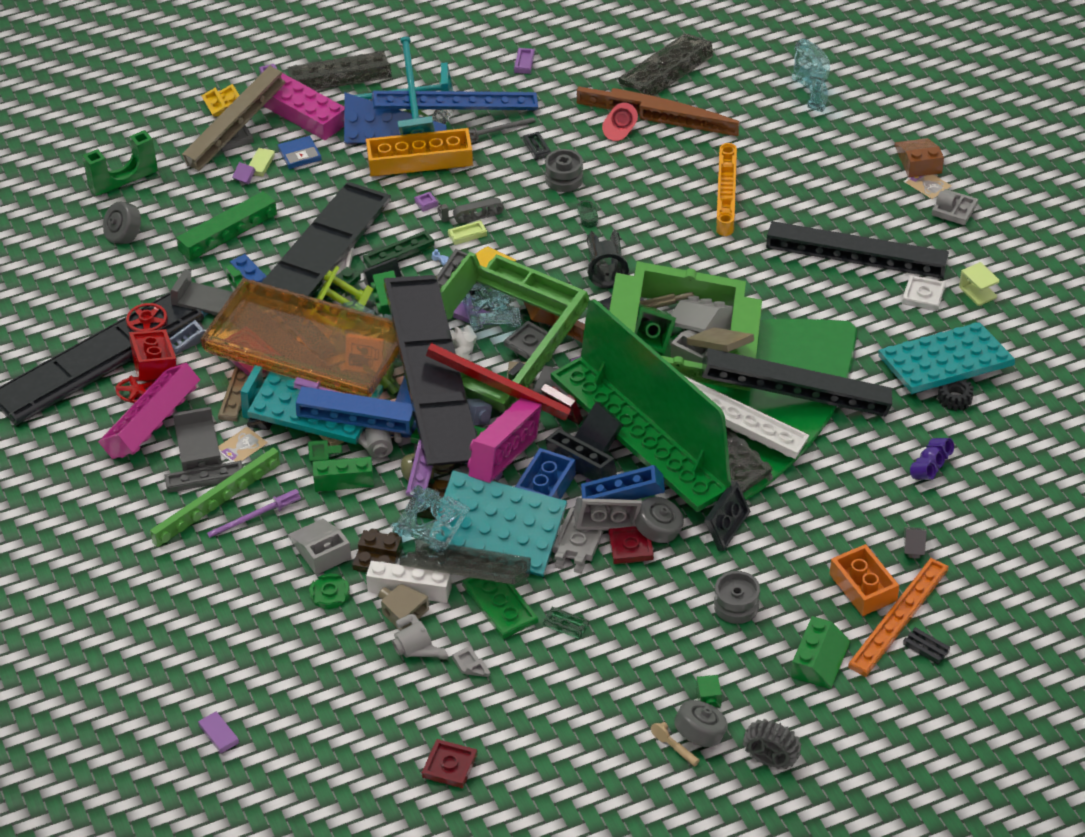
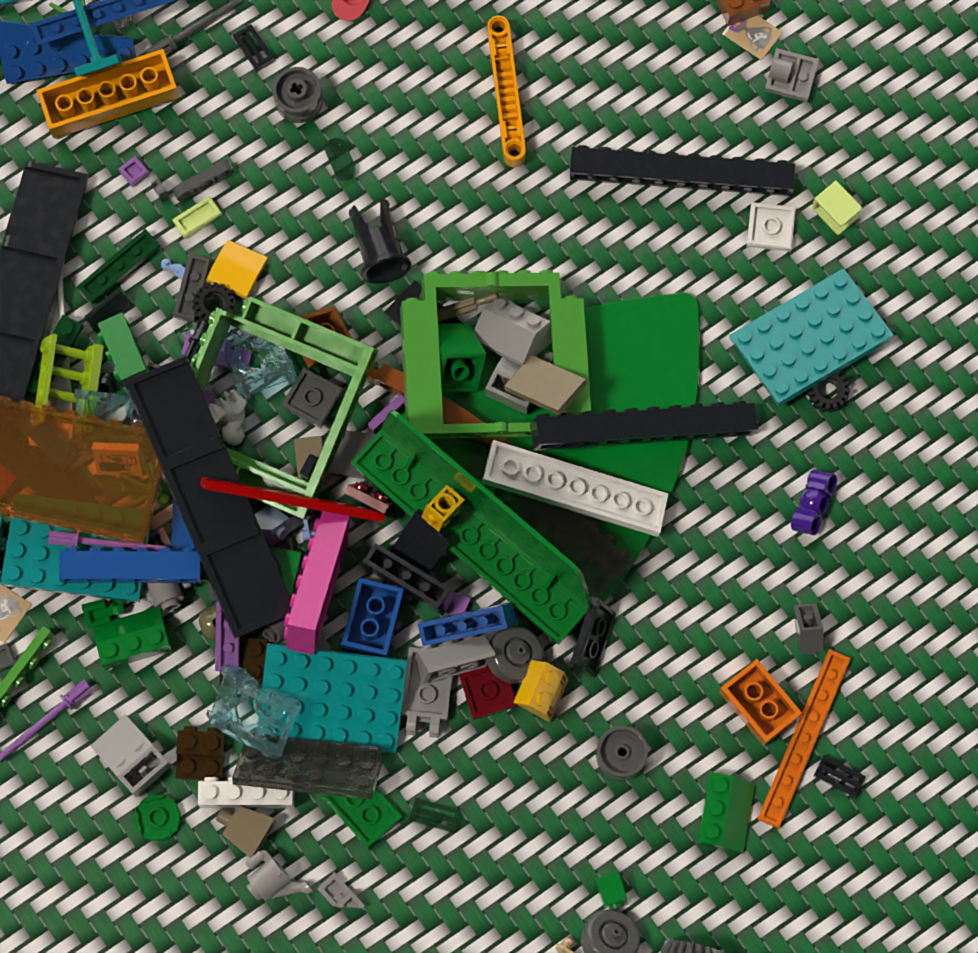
camera: 10 degrees left, 30 degrees up
(619, 398) = (443, 508): none -> yellow head
(678, 544) = (541, 689): none -> yellow slope

